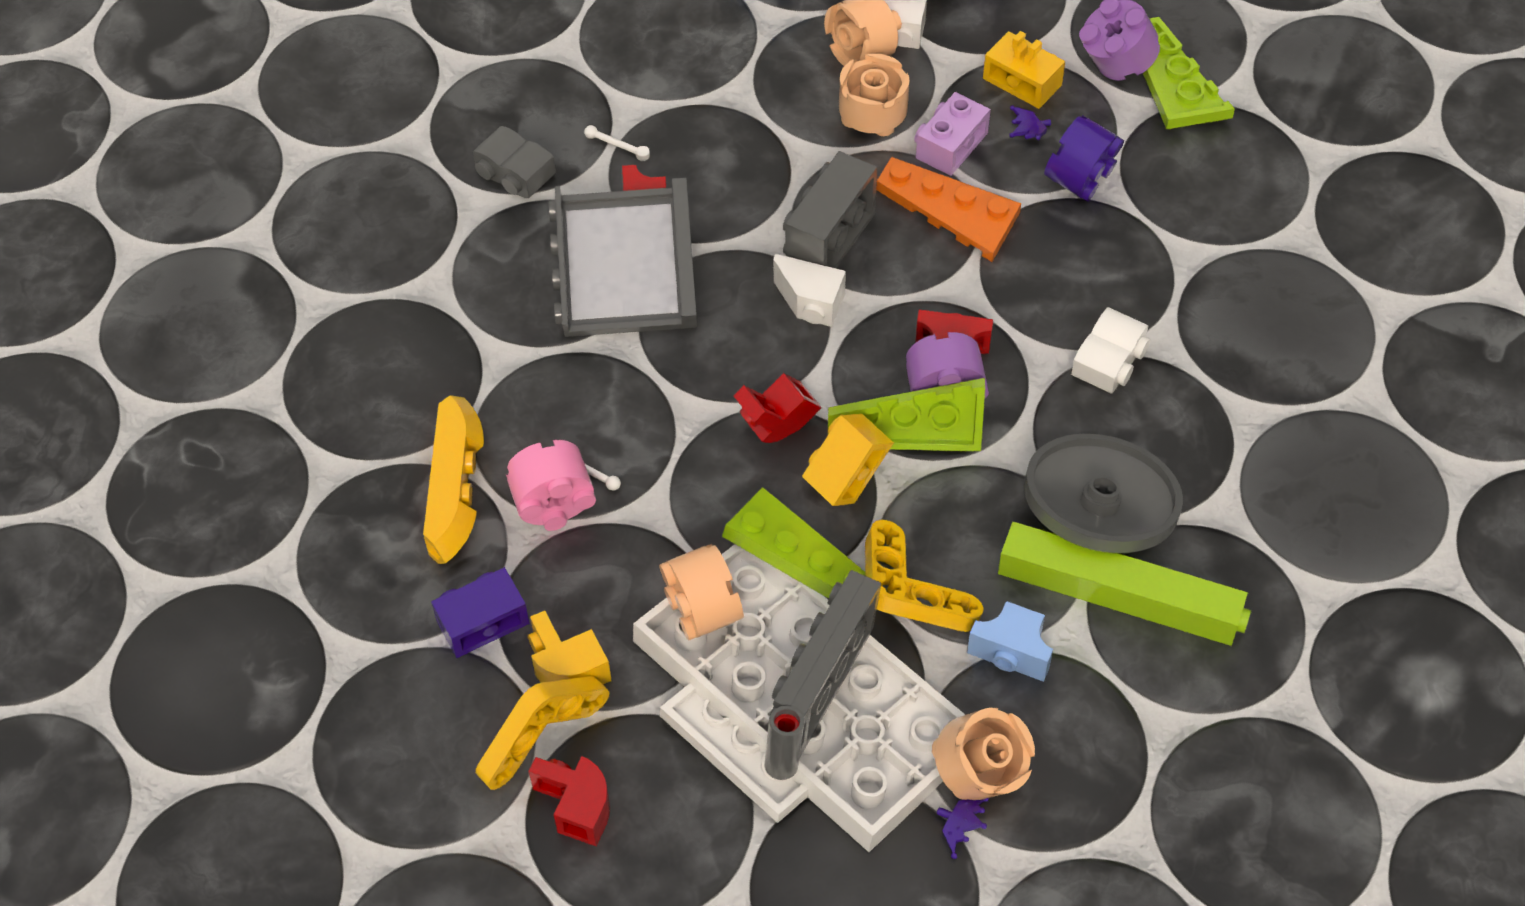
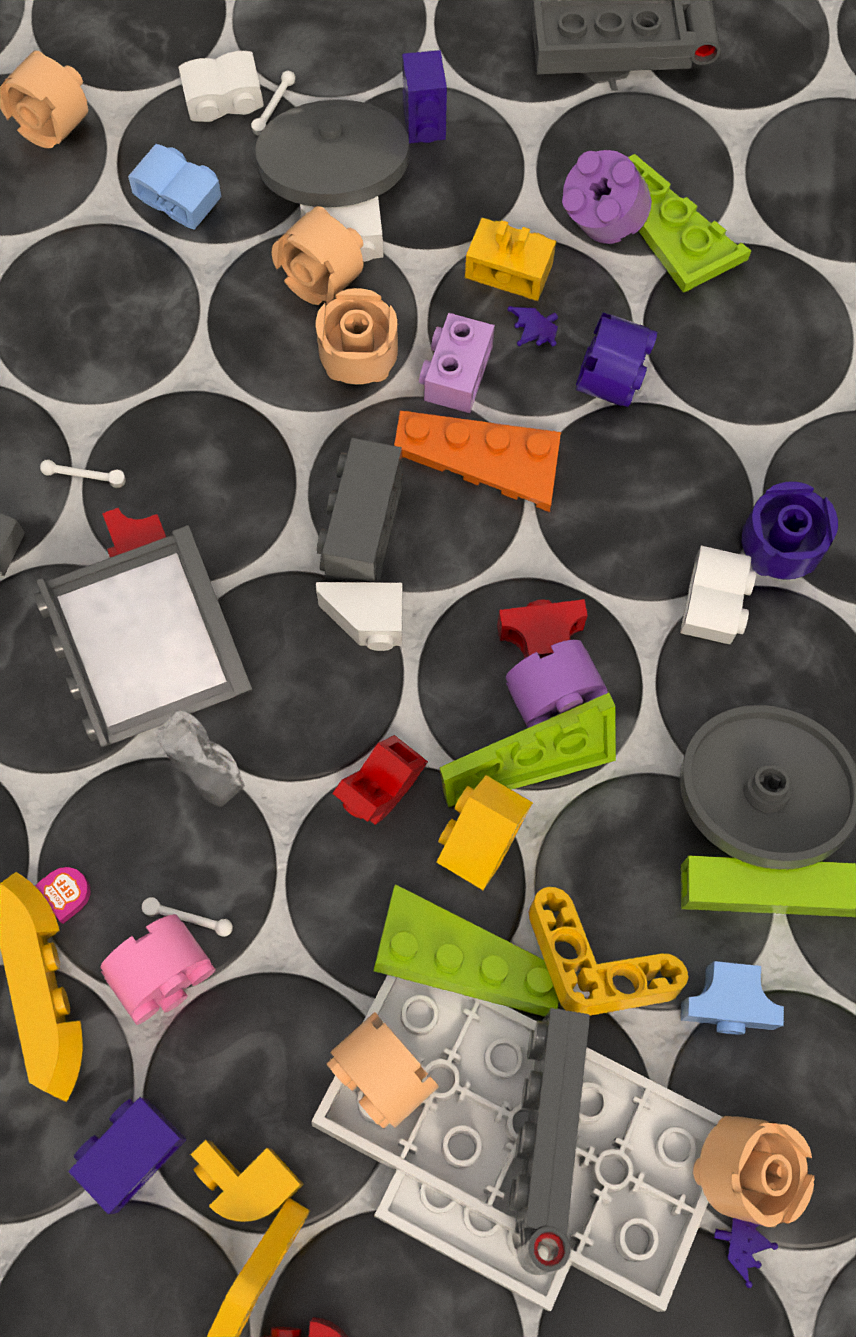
camera: 20 degrees left, 15 degrees up
(498, 425) = (65, 891): none -> tile
(637, 354) = (194, 754): none -> clear brick
(1189, 316) = (789, 531): none -> dark purple brick

